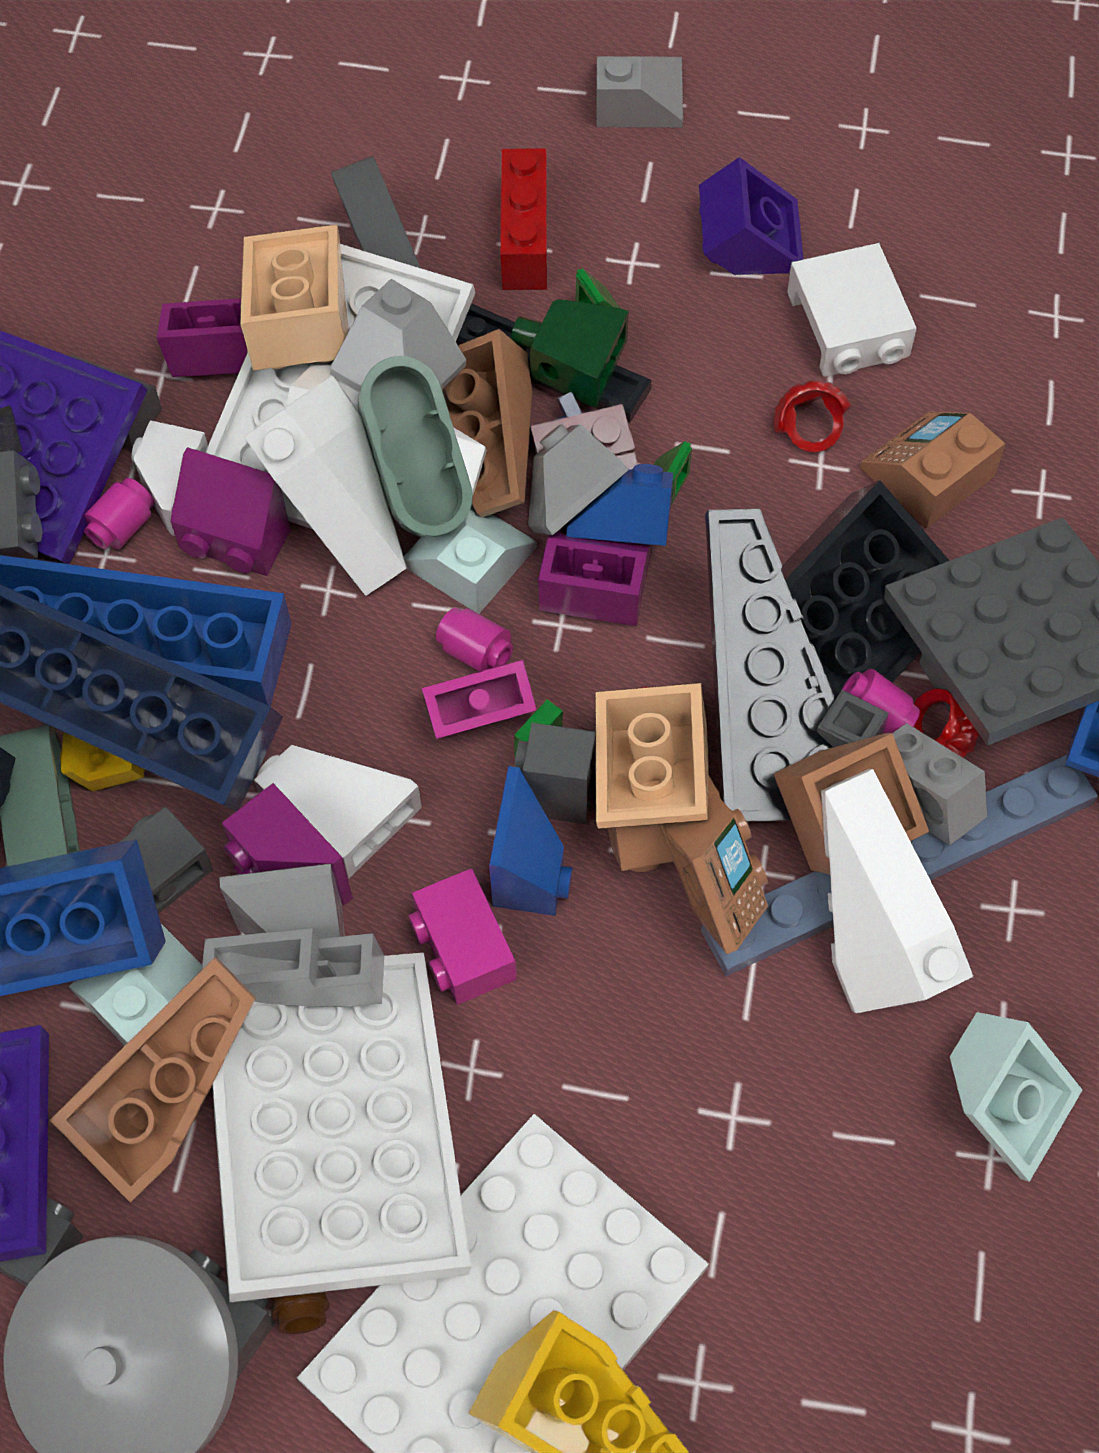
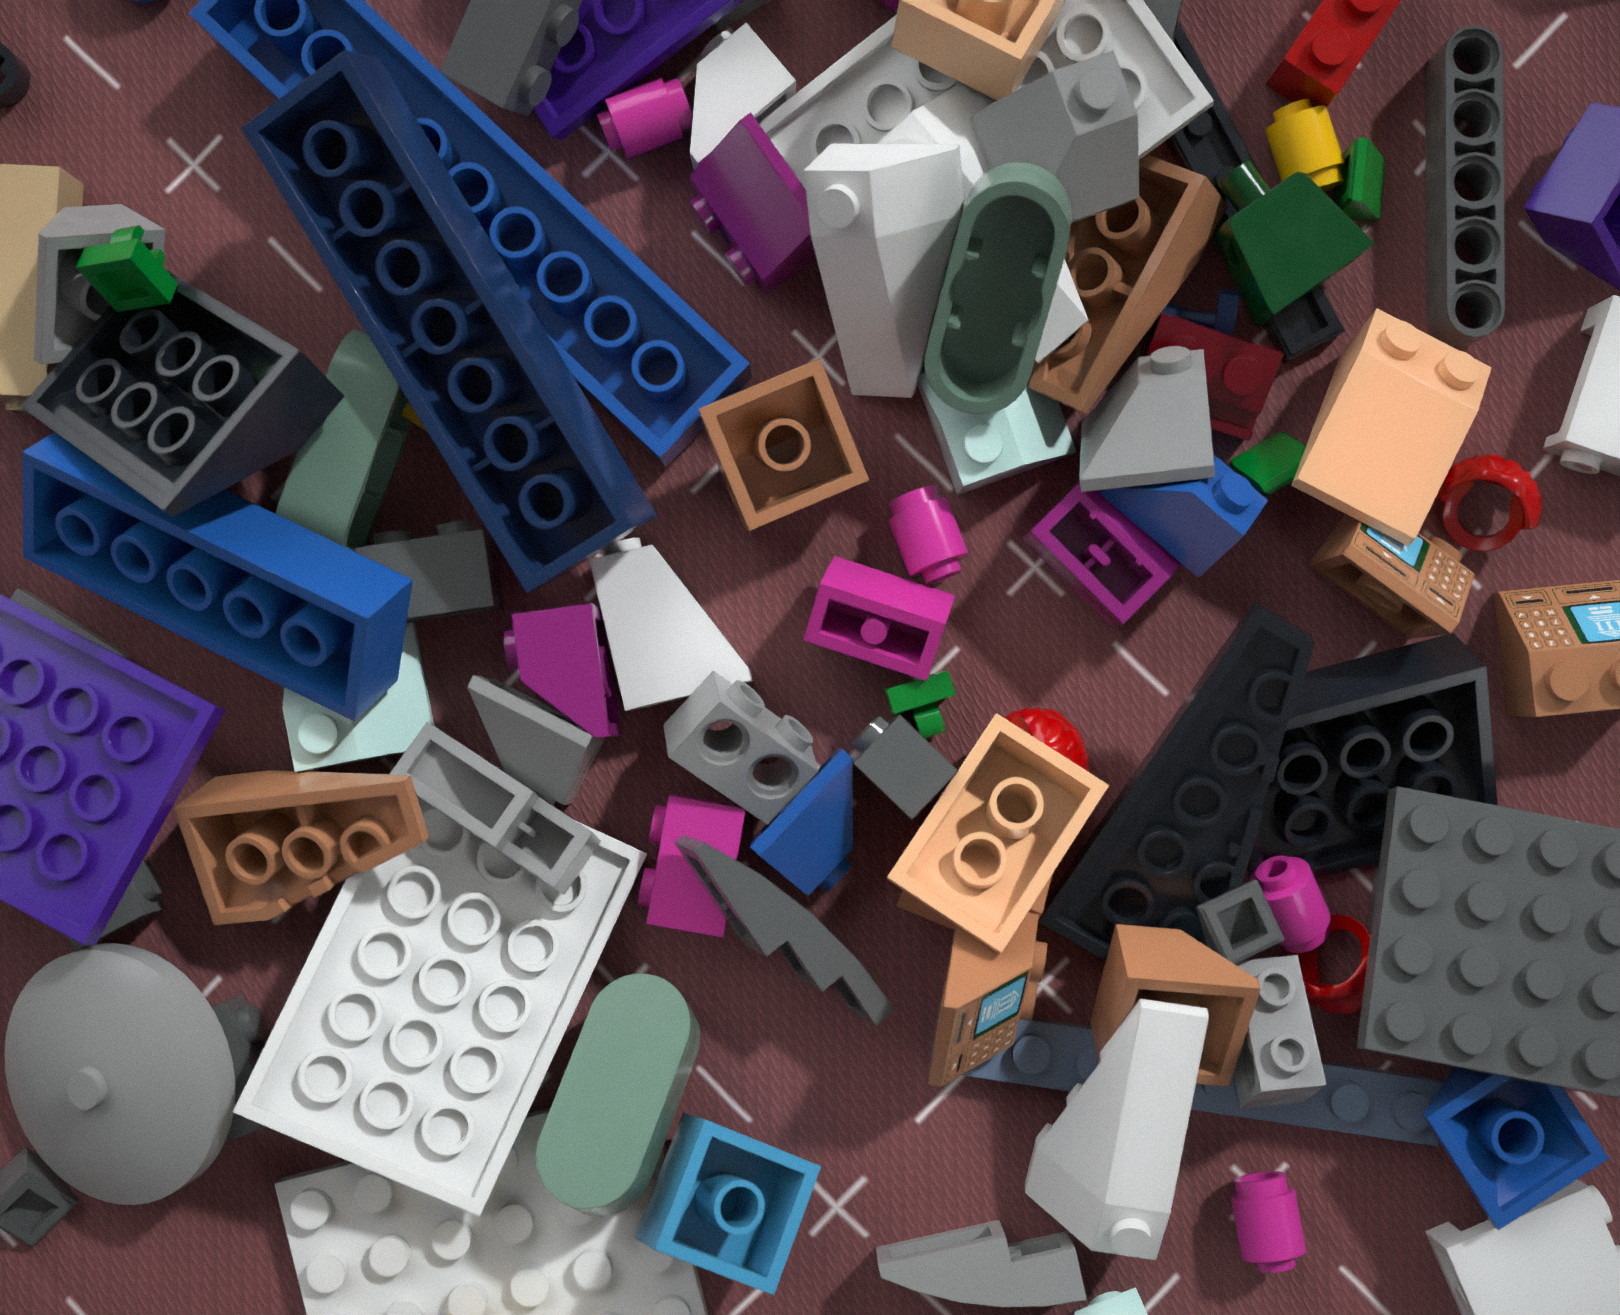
camera: 30 degrees right, 25 degrees up
(339, 635) = (782, 445): none -> nougat slope
(440, 838) = (731, 756): none -> light grey brick
(516, 1116) = (618, 1096): none -> sand green plant
(536, 916) = (772, 920): none -> dark grey slope
(540, 290) = (1306, 143): none -> yellow brick
(648, 1138) = (727, 1203): none -> dark azure brick
(663, 269) = (1481, 164): none -> dark grey beam
(716, 395) = (1391, 426): none -> light nougat slope
(786, 481) = (1409, 587): none -> nougat slope
(867, 1073) = (983, 1269): none -> light grey slope
(1030, 914) = (1268, 1221): none -> dark pink brick

